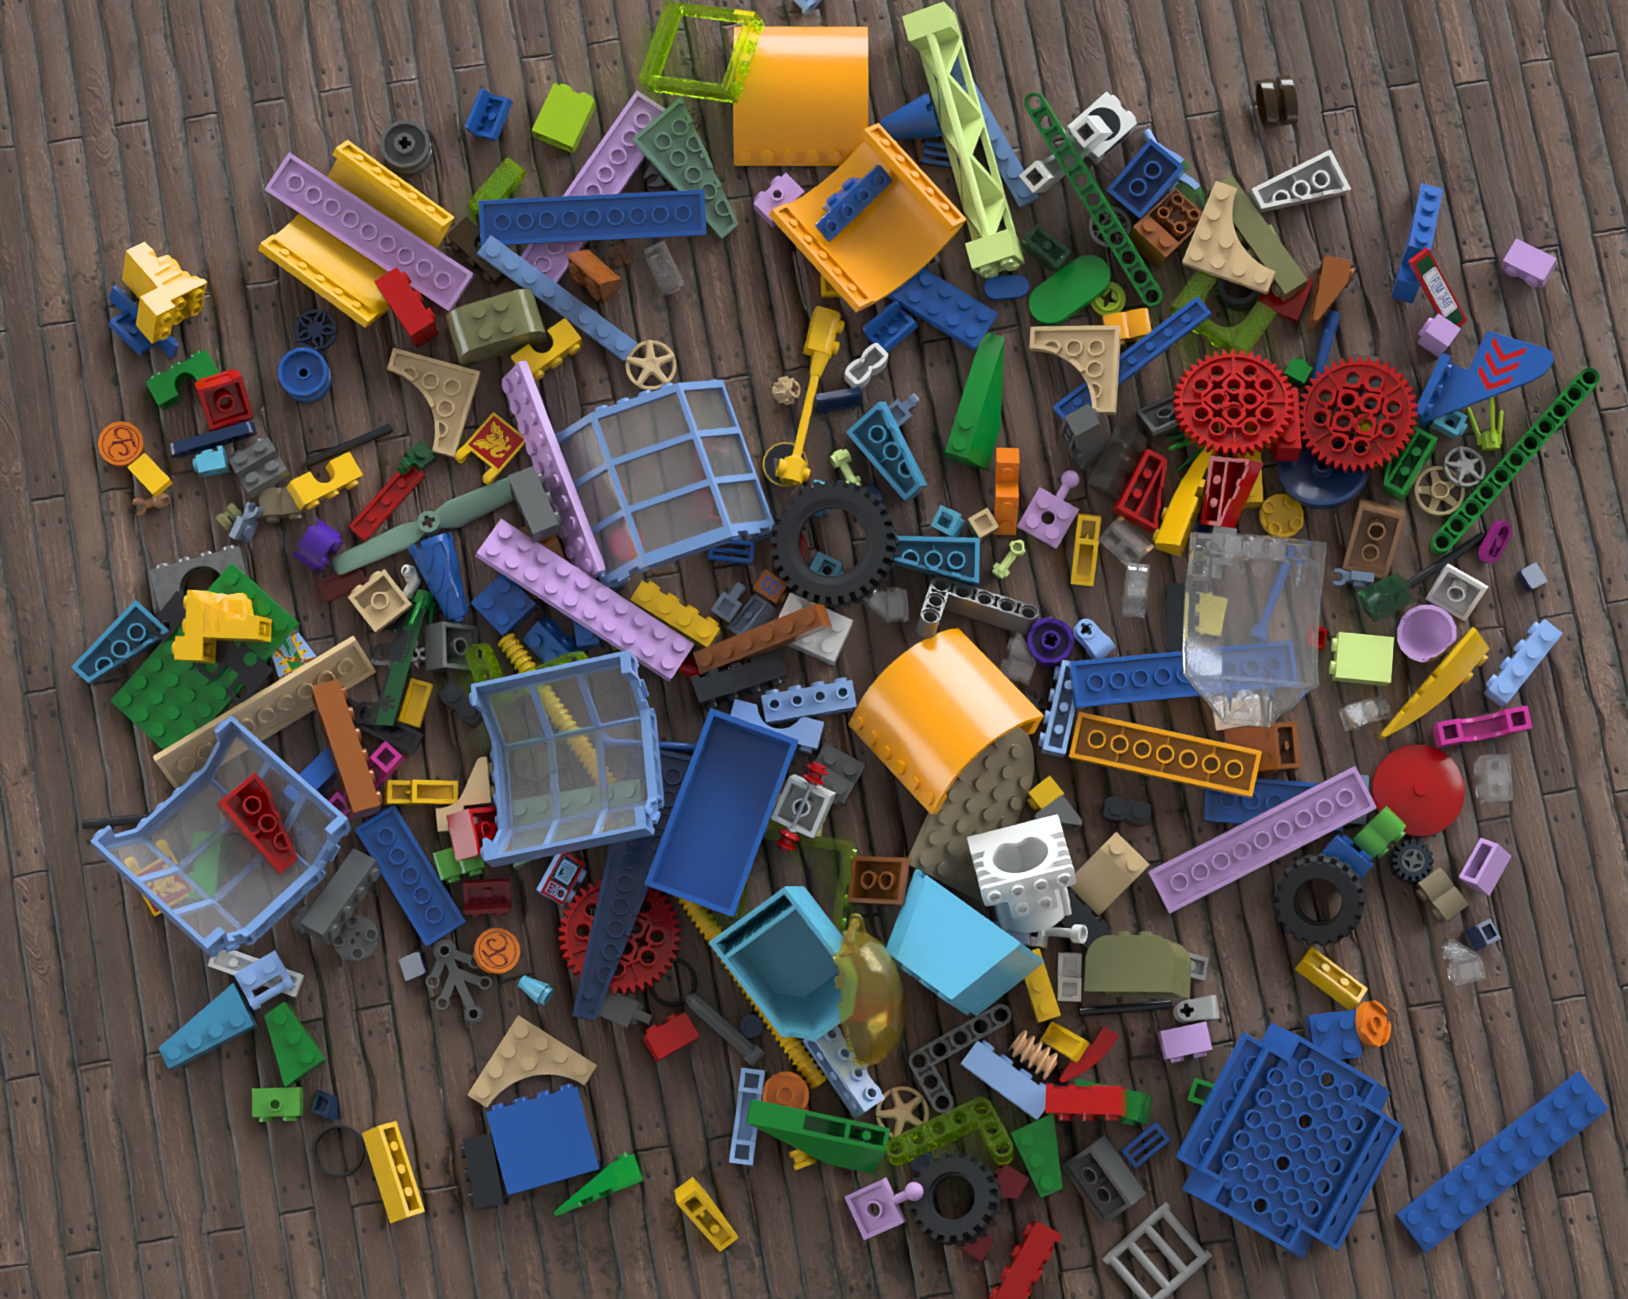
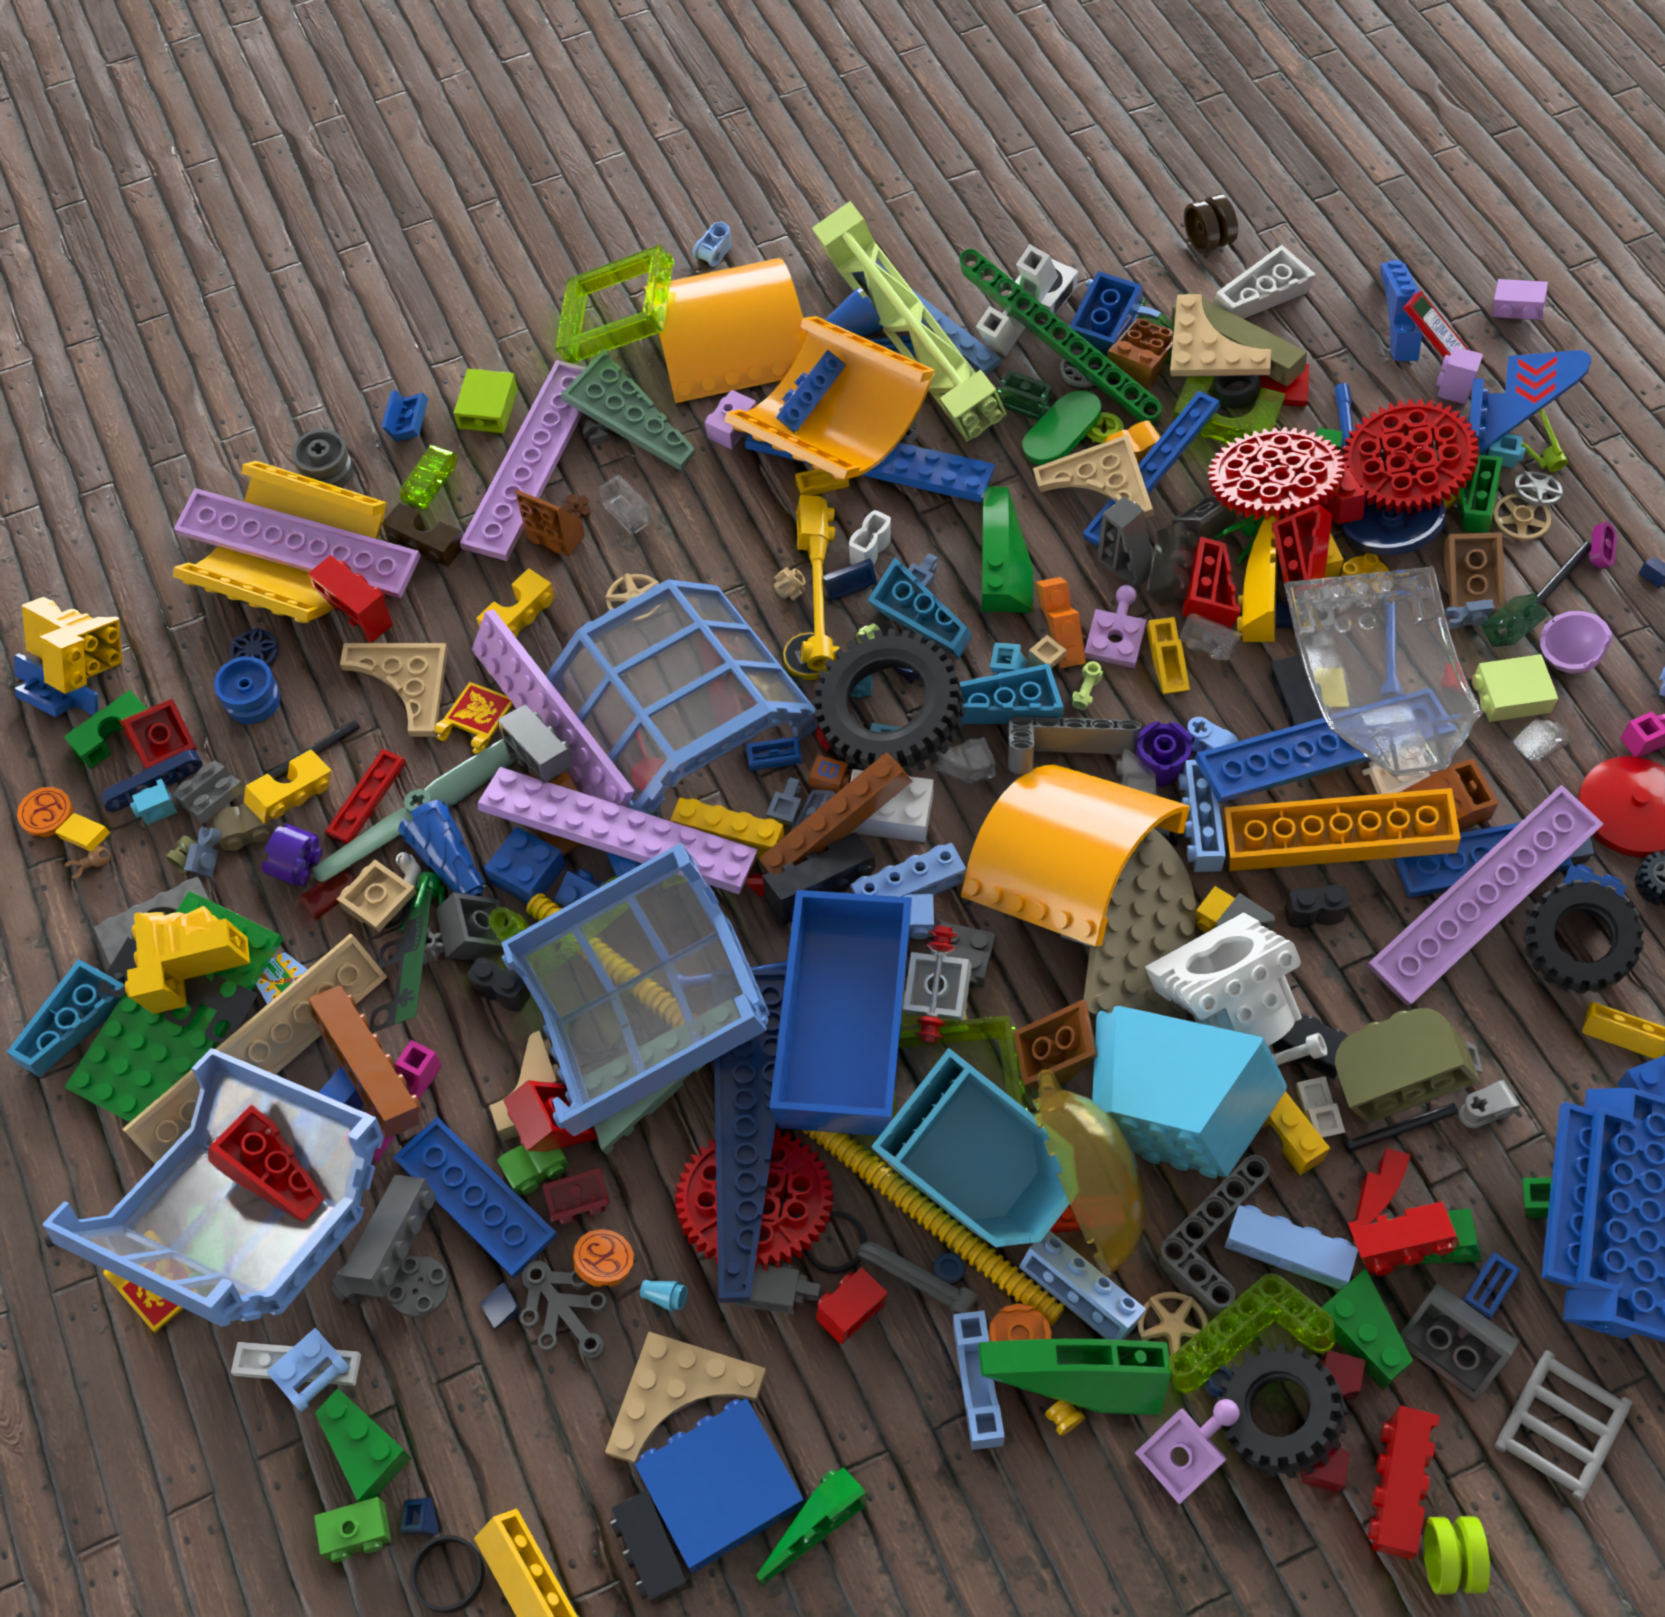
camera: 10 degrees left, 20 degrees down
(212, 1027) = (245, 1454): dark azure wedge -> none
(396, 735) = (432, 1036): black plate -> none
(415, 703) = (441, 1000): yellow tile -> none
(416, 457) = (391, 742): dark green plate -> none
(420, 792) = (465, 1096): yellow slope -> none
(495, 326) = (451, 592): olive brick -> none
(557, 298) = (515, 554): medium blue plate -> none
(562, 878) = (664, 1147): slope -> none
(593, 217) = (536, 471): blue plate -> none
(705, 1214) = (961, 1526): yellow slope -> none
(889, 327) = (884, 498): blue bracket -> none
(1006, 287) = (994, 443): blue tile -> none
(1034, 1054) = (1313, 1207): light nougat piece -> none
(1064, 1041) = (1344, 1182): yellow tile -> none
(1108, 873) = (1325, 974): tan slope -> none
(1135, 590) = (1239, 676): clear slope -> none
(1185, 1041) = (1489, 1145): lavender brick -> none
(1331, 279) = (1327, 358): dark orange slope -> none
(1380, 833) = (1617, 853): bright green brick -> none
(1450, 672) = (1612, 686): yellow wedge -> none
(1456, 592) = (1587, 593): white slope -> none
(1521, 453) = (1586, 472): green beam -> none

